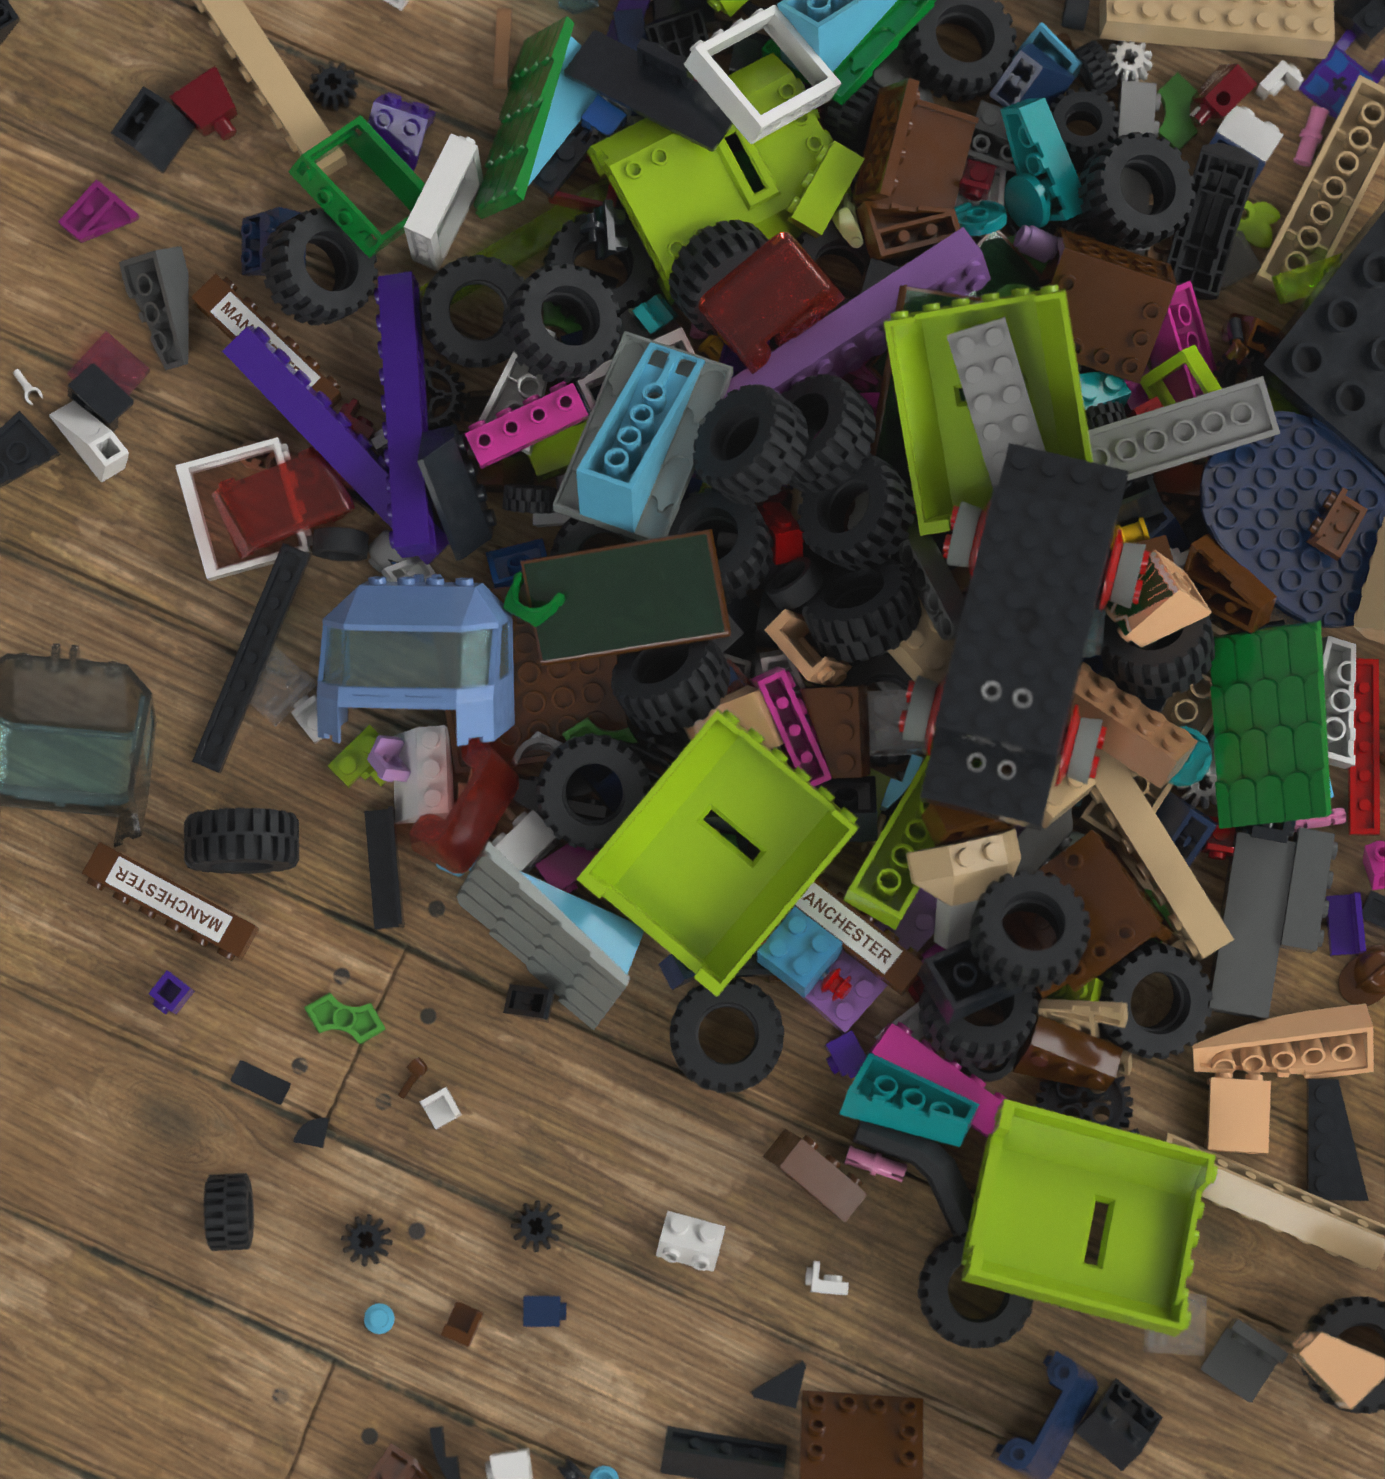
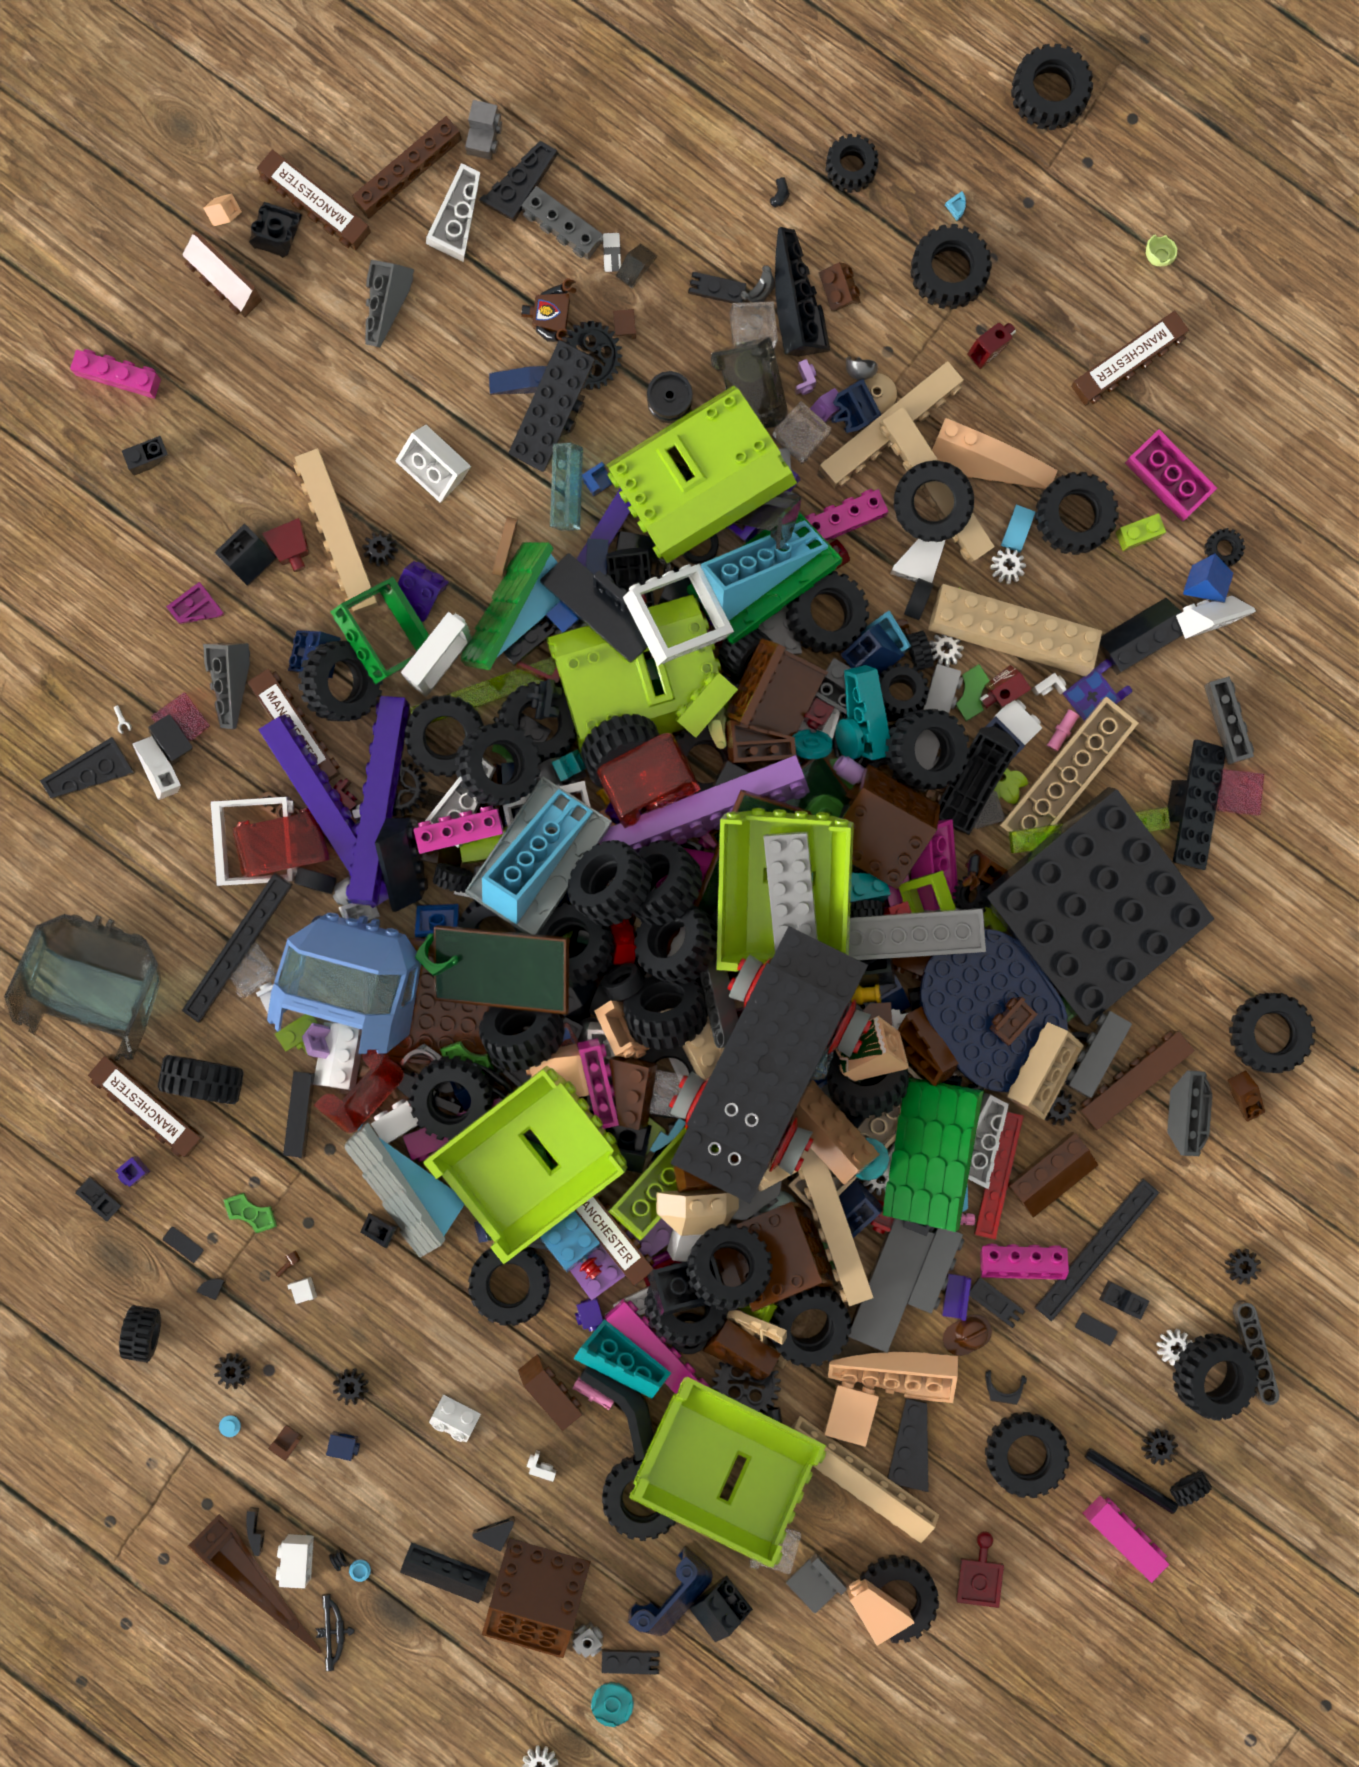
camera: 10 degrees right, 5 degrees up
(129, 1043) = (98, 1198): none -> black slope

